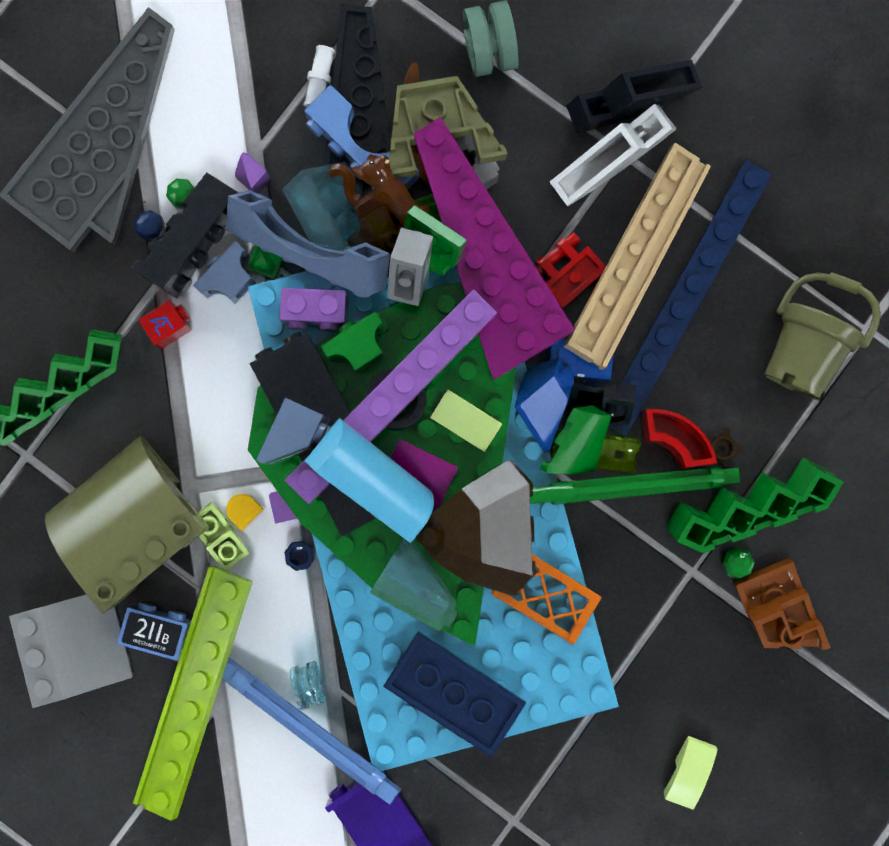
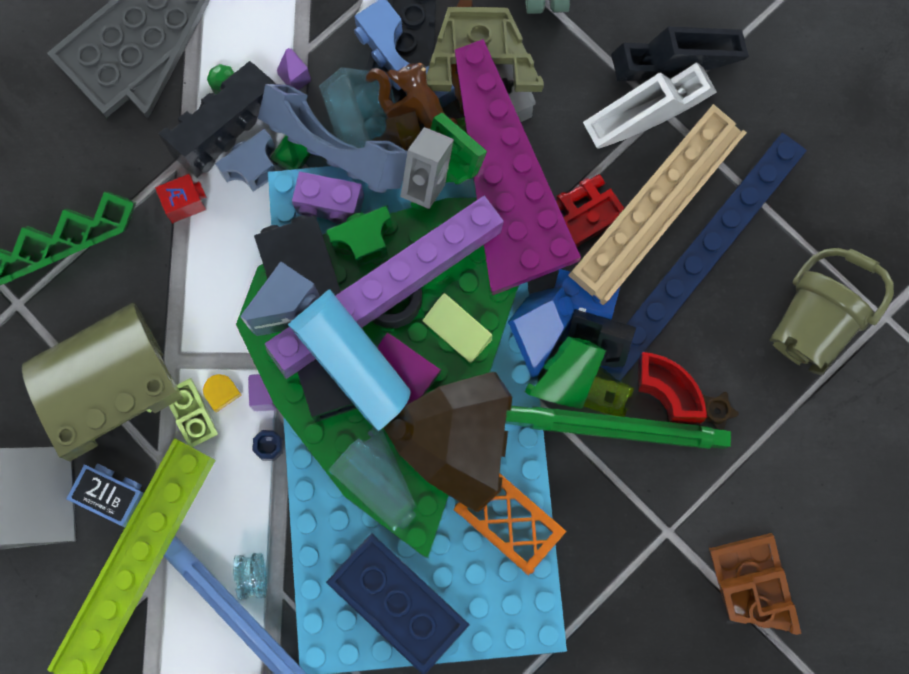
camera: 15 degrees right, 10 degrees down
(150, 225) = (184, 101): dark blue tile -> none
(738, 563) = (716, 529): green tile -> none
(767, 505) = (755, 472): green brick -> none

